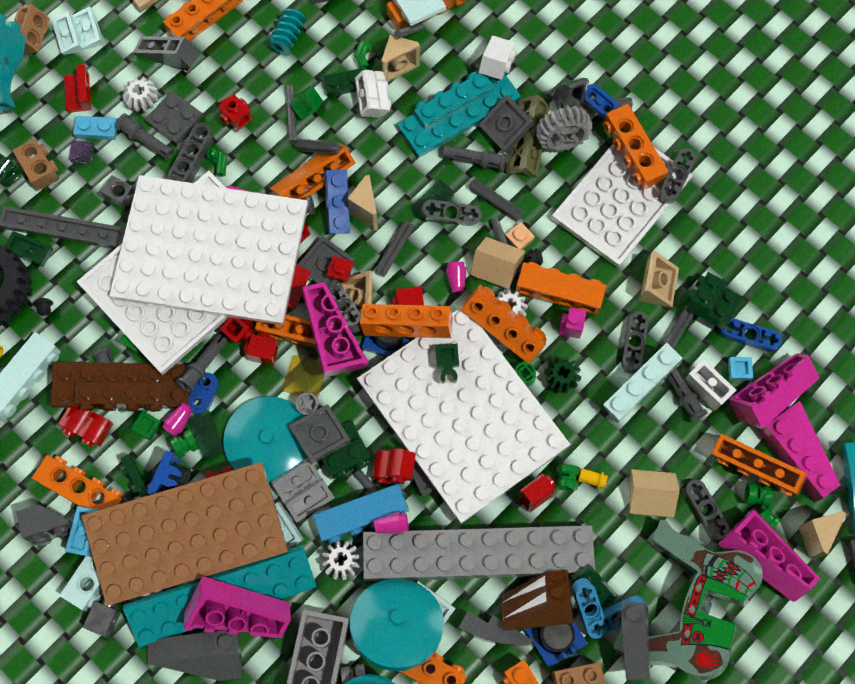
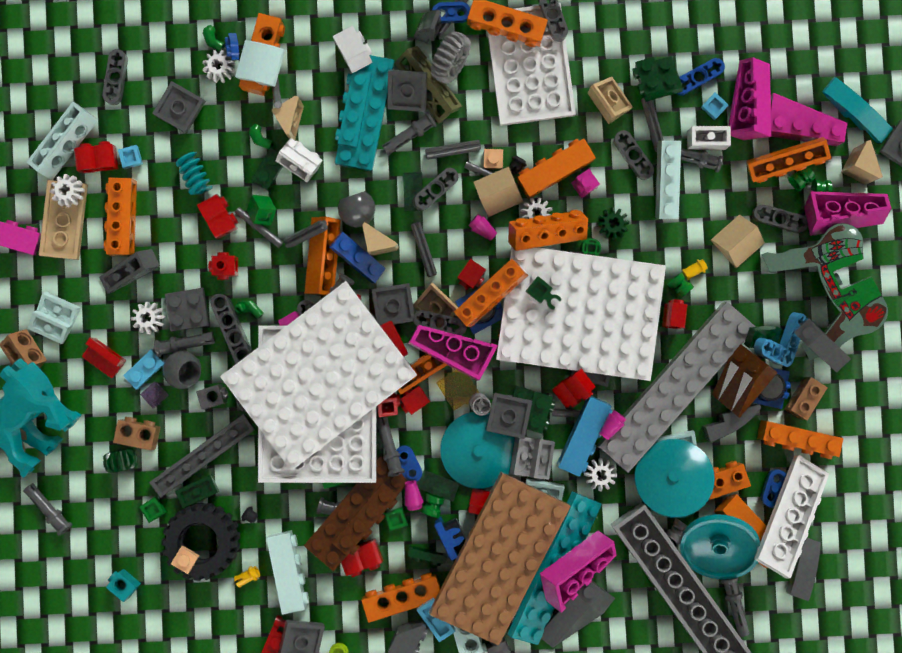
camera: 40 degrees left, 15 degrees up
(123, 156) = (181, 370): none -> dark grey helmet
(270, 76) = (217, 216): none -> red brick
(340, 269) = (407, 300): red plate -> none
(377, 164) = (357, 209): none -> dark grey helmet

